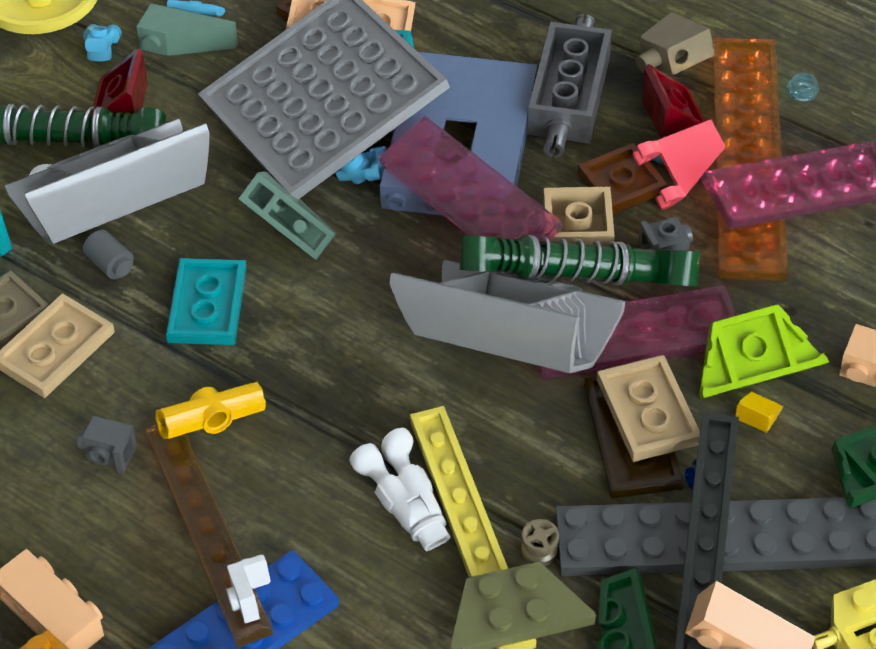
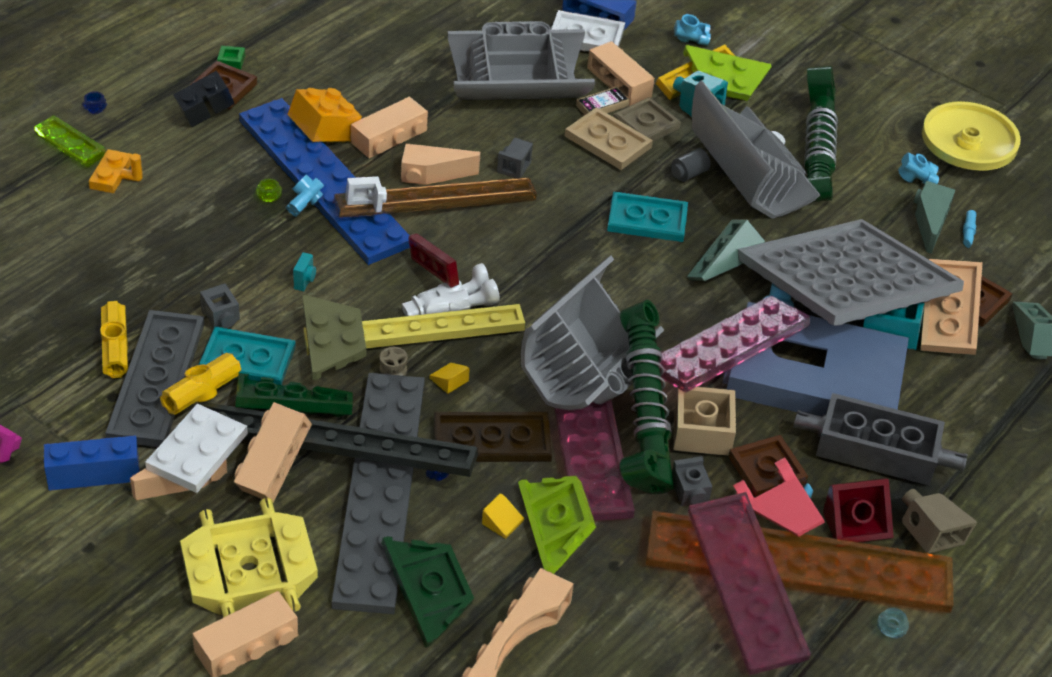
camera: 90 degrees right, 5 degrees down
(123, 86) = (860, 181): dark red slope -> none
(132, 546) = (437, 164): none -> light nougat slope
(210, 410) = (534, 202): yellow piece -> none
(352, 507) = (433, 260): none -> dark red tile
(543, 481) = (450, 377): none -> yellow slope
(648, 408) = (505, 434): tan plate -> none

